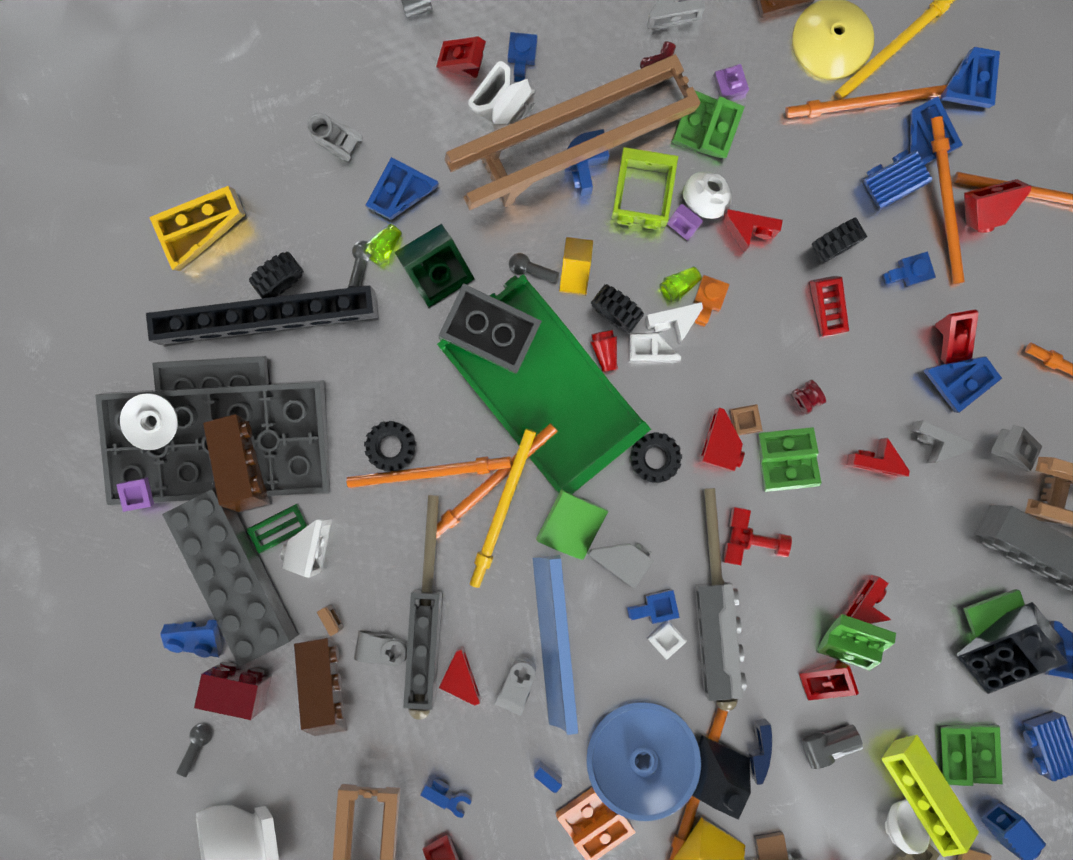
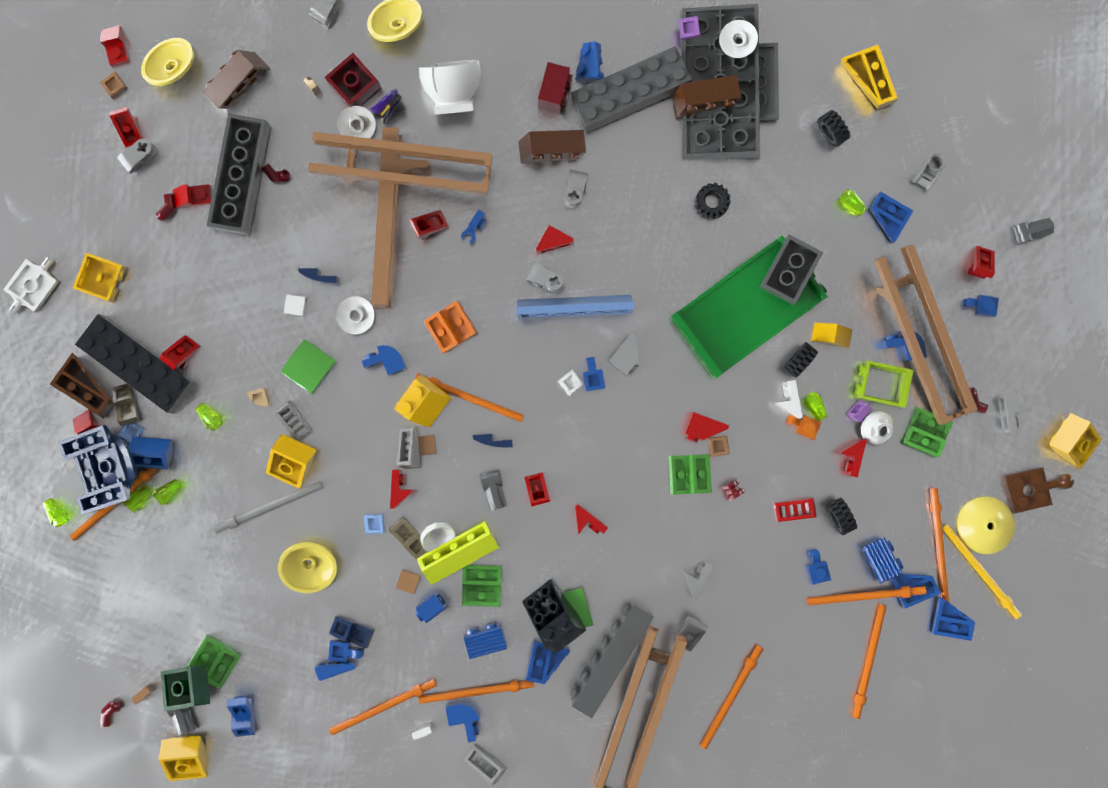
camera: 95 degrees right, 0 degrees up
(199, 736) = (523, 64): dark grey bar -> none
(256, 539) = (666, 137): green tile -> none
(262, 315) = (807, 118): black brick -> none
(307, 549) = (647, 142): white slope -> none
(330, 620) = (597, 155): medium nougat tile -> none
(359, 264) = (838, 185): dark grey bar -> none
(424, 629) = (588, 217): dark grey piece -> none
(434, 265) = (836, 236): dark green slope -> none
(451, 517) = (662, 241): orange bar -> none
(481, 466) = (697, 260): orange bar -> none
(484, 558) = (633, 260): yellow bar -> none
(500, 100) = (949, 287): white piece -> none
(520, 264) = (834, 297): dark grey bar -> none
(547, 777) = (483, 295): blue tile -> none
(571, 525) = (653, 321): bright green slope -> none
(605, 348) = (772, 351): red cone -> none
(643, 761) = (492, 360): medium blue dish -> none
(650, 348) = (771, 383): white tile -> none
(672, 452) = (696, 370): black tyre -> none
(719, 624) = (581, 417): piece -> none
(723, 778) = (478, 410): black slope -> none
(731, 82) = (957, 450): medium lavender tile -> none
(743, 537) = (638, 438): red bar -> none
(856, 642) = (563, 509): bright green slope -> none
(886, 460) = (684, 541): red slope -> none
(959, 335) = (770, 595): red slope -> none
(963, 380) = (739, 598): blue wing -> none
(994, 204) = (862, 627): red slope -> none

